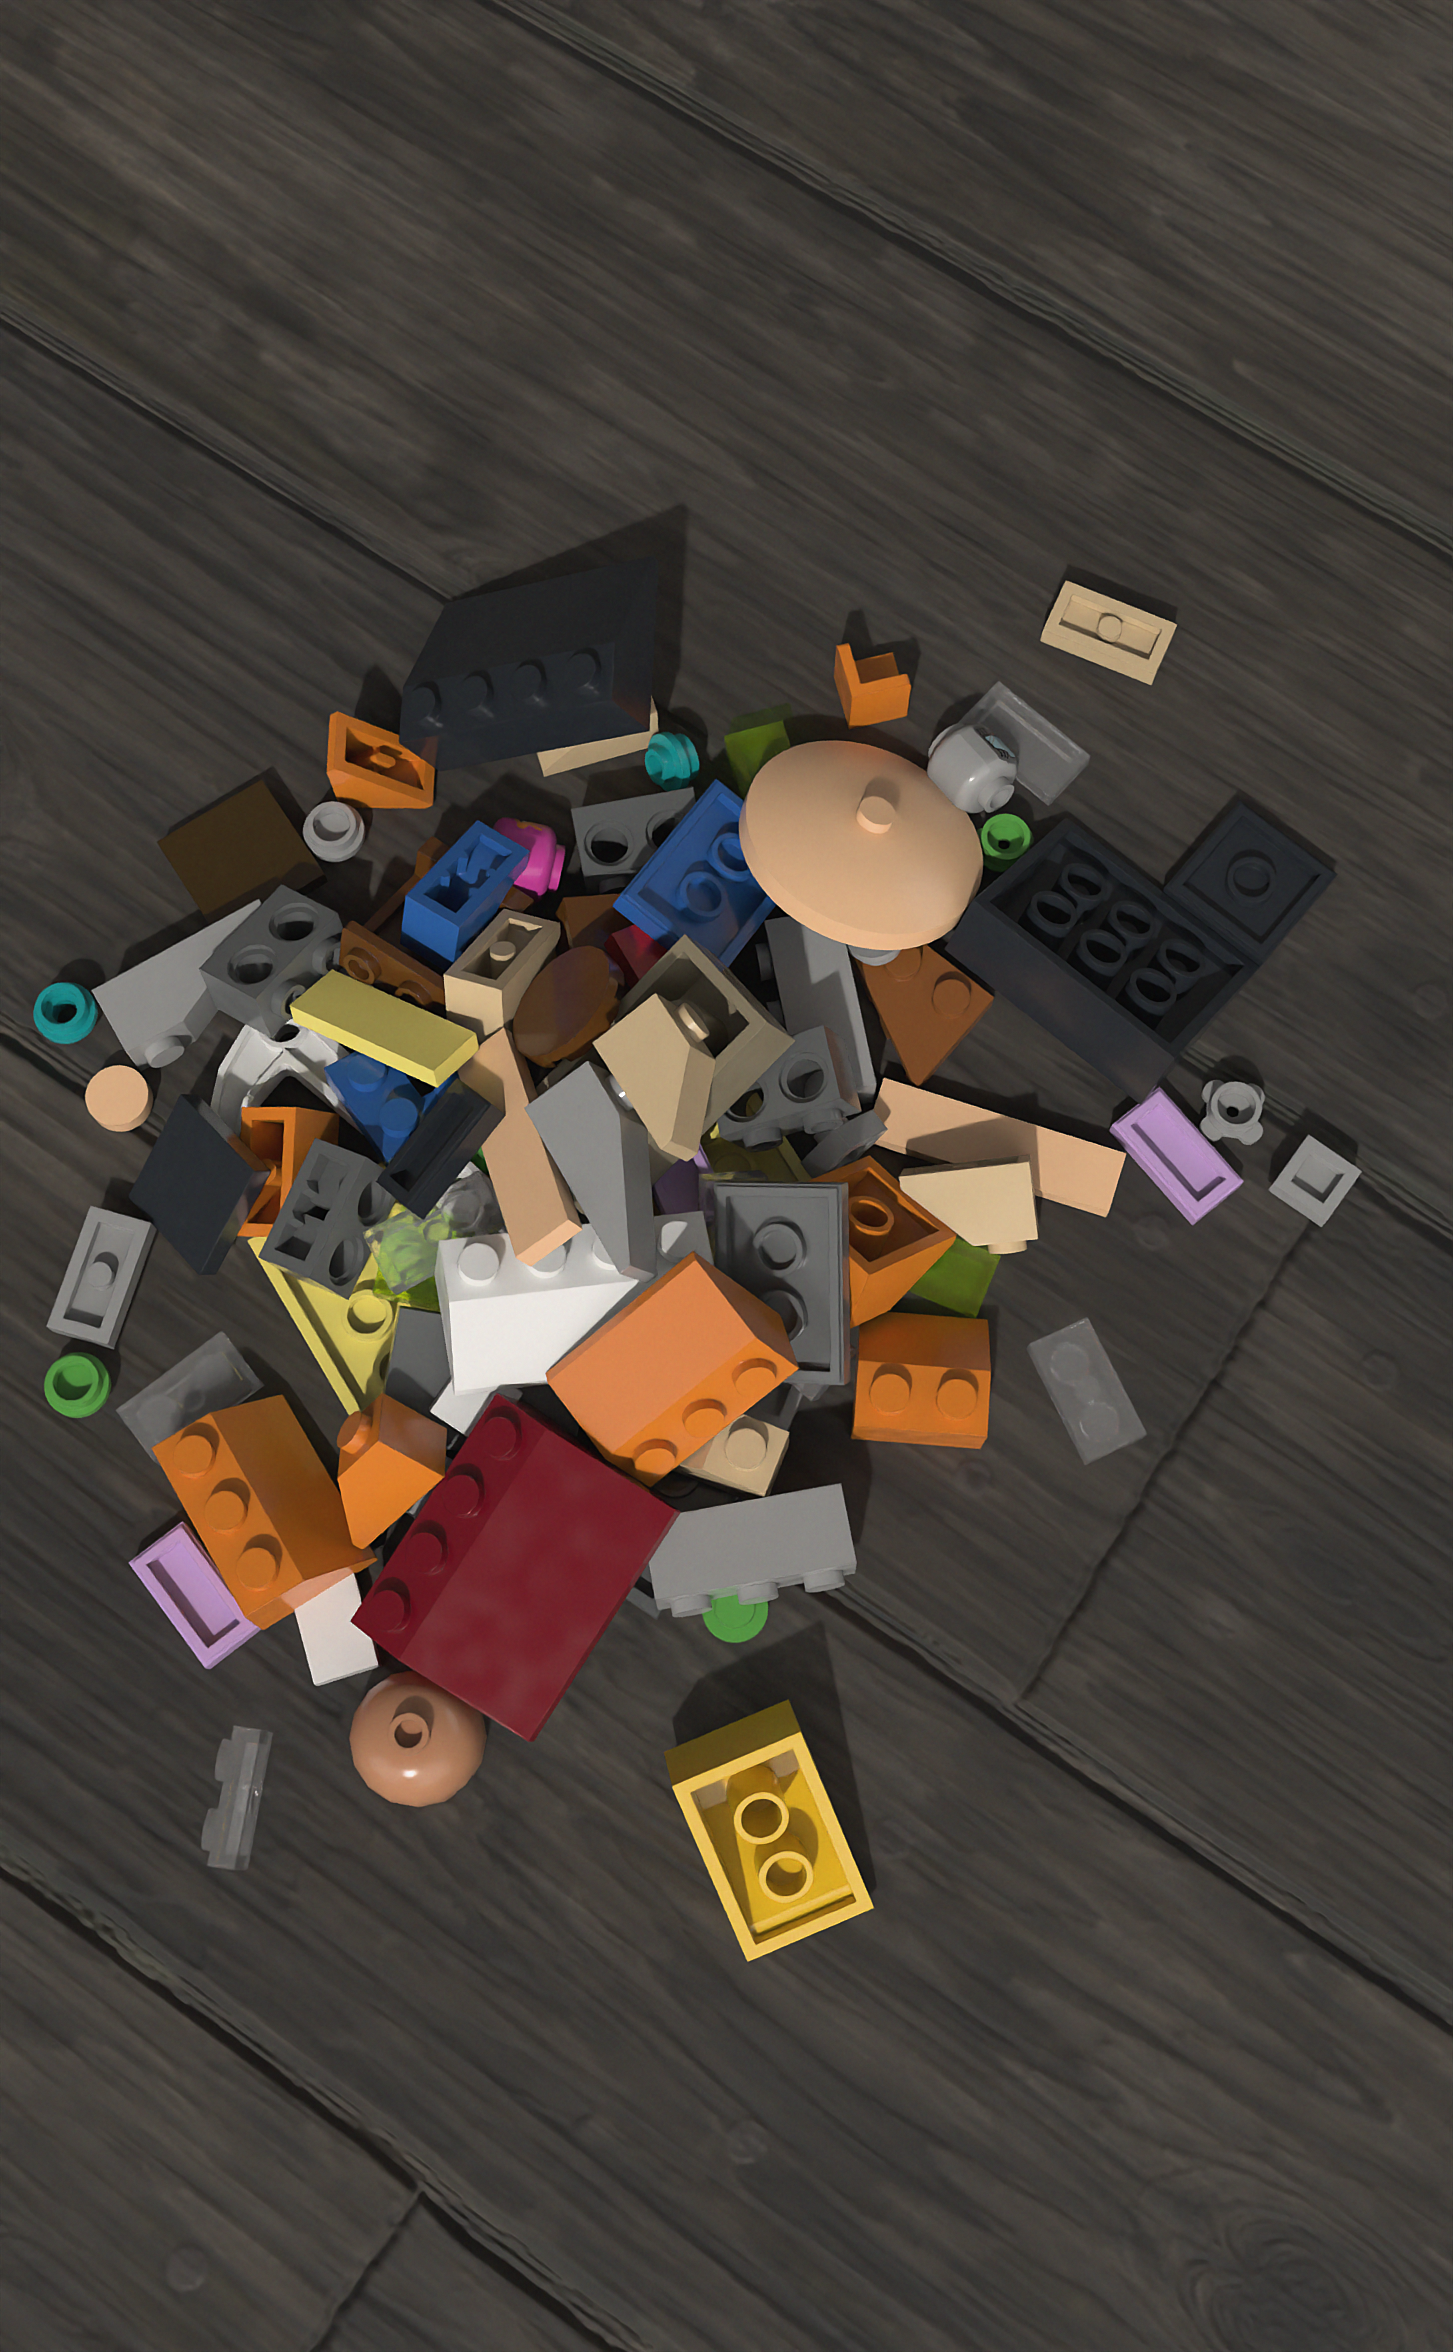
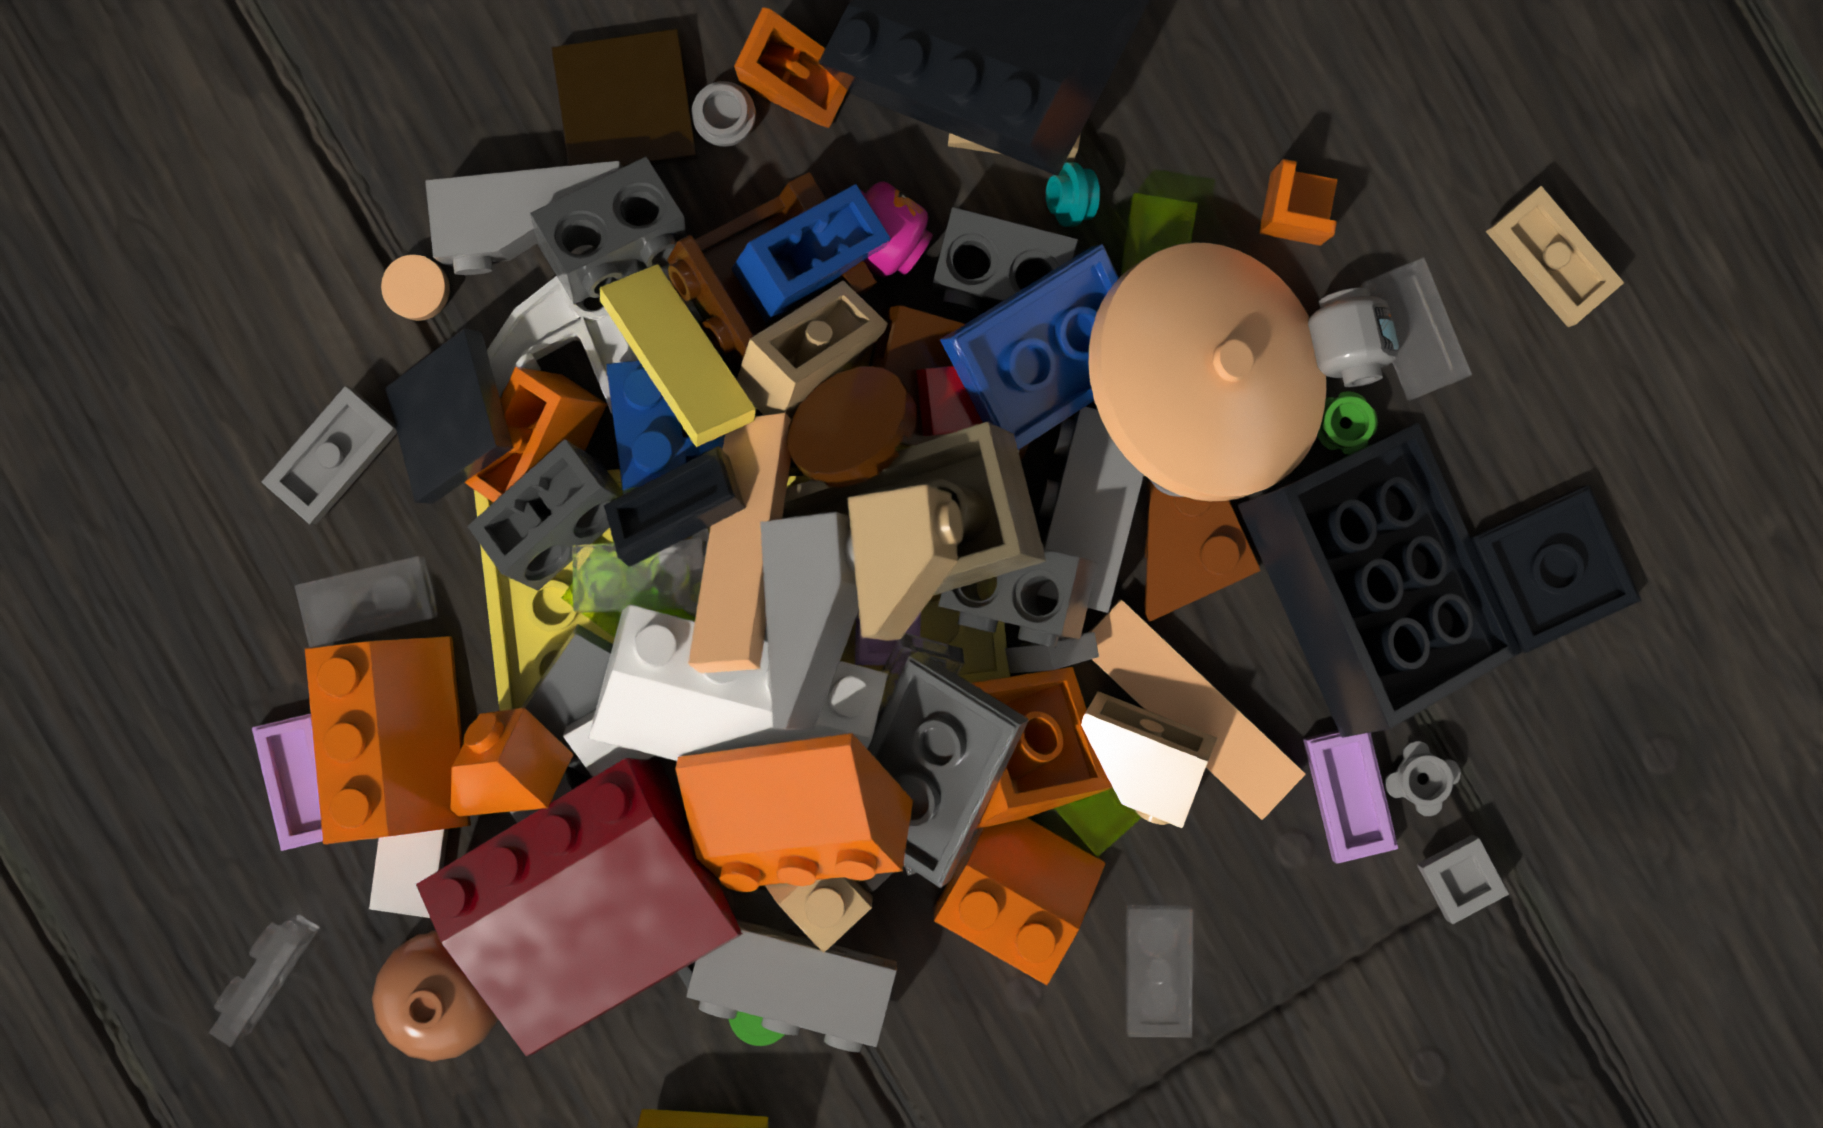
camera: 25 degrees right, 15 degrees up
(53, 1001) = (382, 170): teal plate -> none
(77, 1385) = (271, 544): bright green plate -> none

